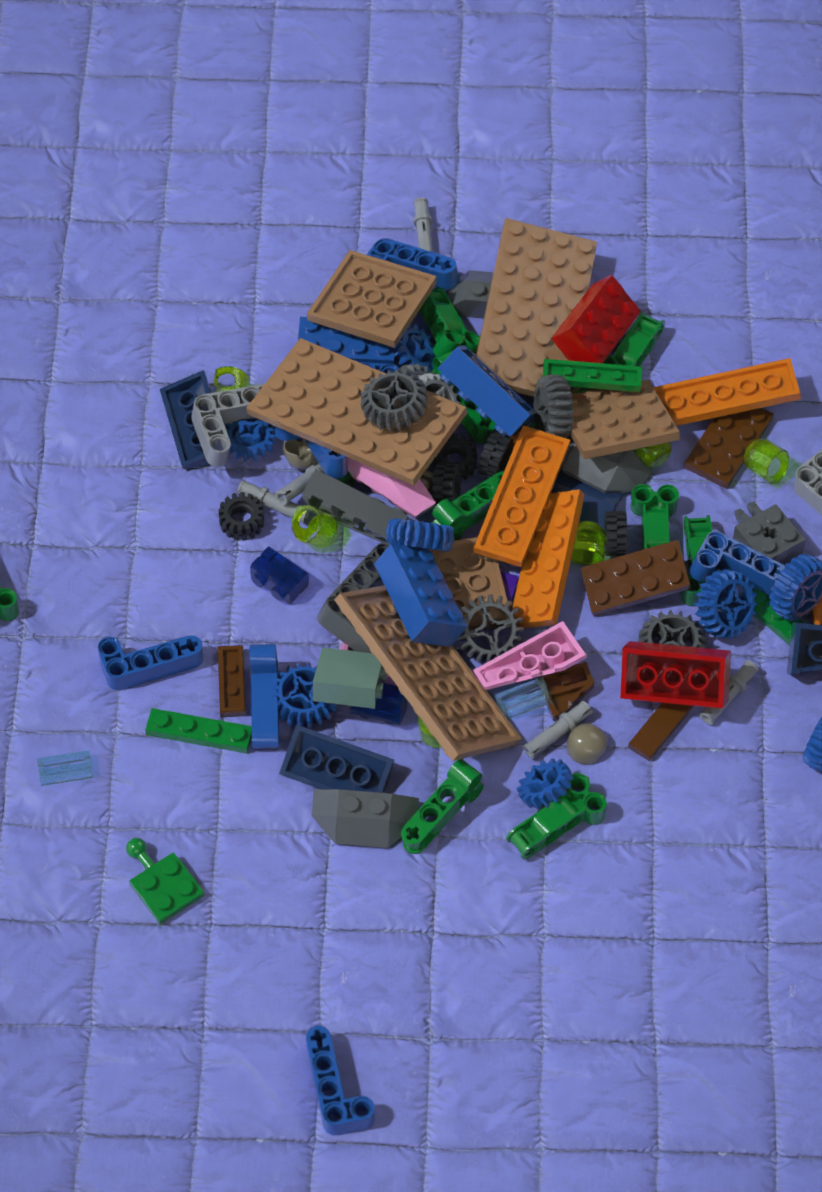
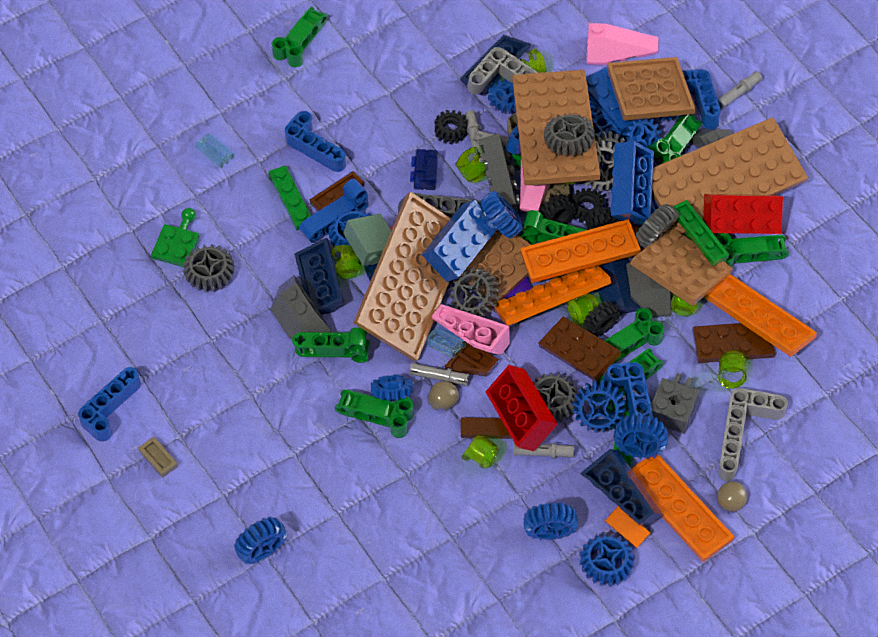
camera: 55 degrees right, 0 degrees up
(223, 858) = (220, 266): none -> dark grey gear
(265, 298) = (615, 43): none -> bright pink wedge
(346, 724) = (348, 265): none -> clear neon green helmet
(442, 1077) = (158, 457): none -> dark tan tile
(644, 1030) = (260, 540): none -> blue gear
(696, 746) = (482, 451): none -> clear neon green helmet

